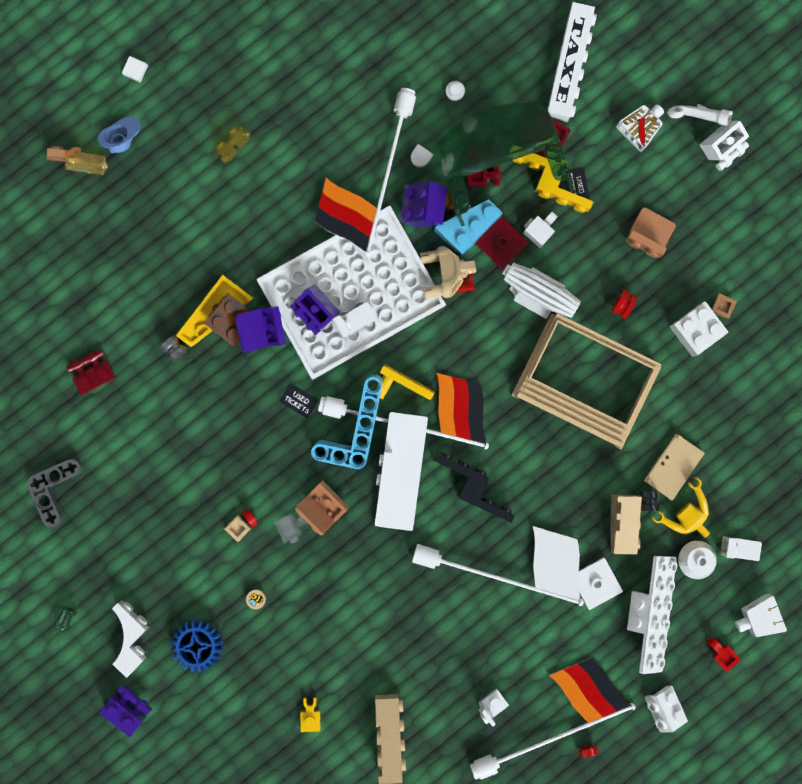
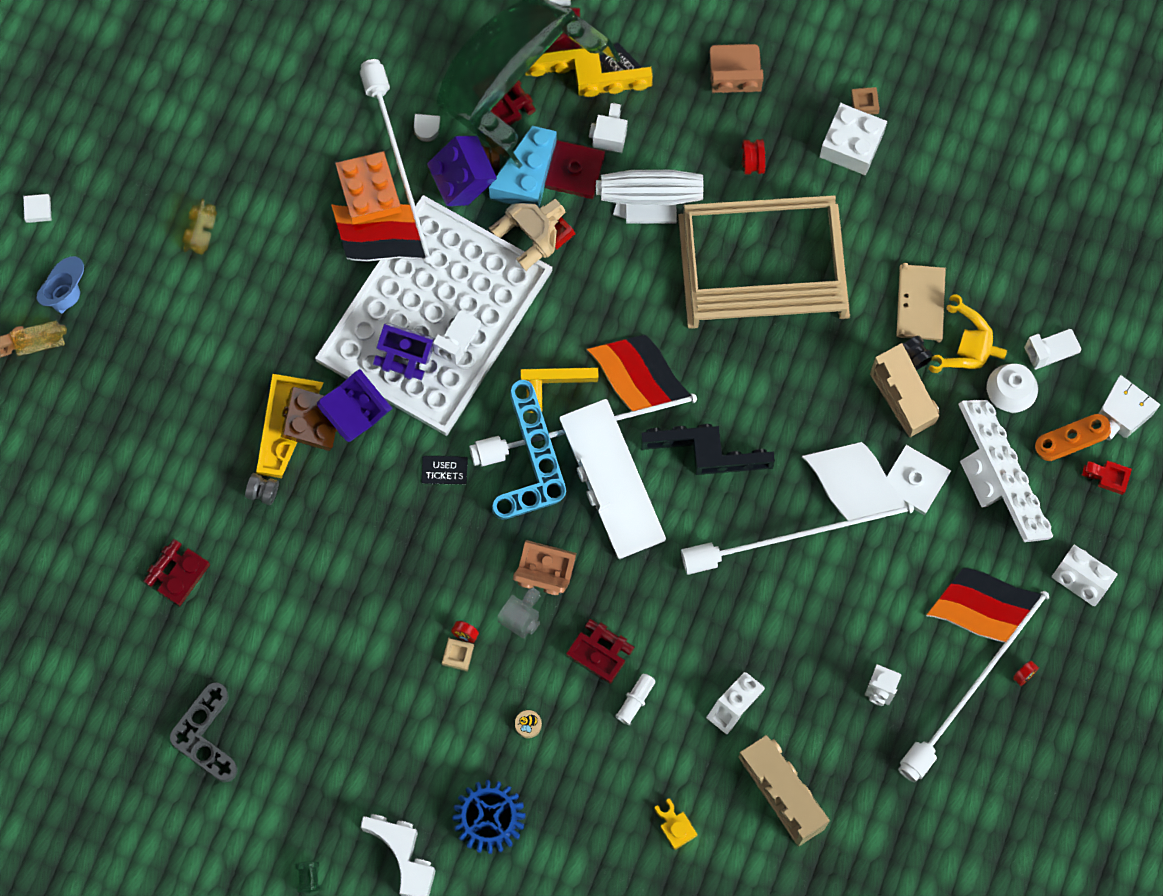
camera: 30 degrees left, 15 degrees down
(322, 582) = (596, 657): none -> dark red plate
(332, 622) = (635, 699): none -> white axle
(356, 179) = (368, 187): none -> orange plate
(394, 663) = (735, 702): none -> white bracket
(455, 90) = (423, 37): white plate -> none
(724, 622) = (1085, 437): none -> orange plate

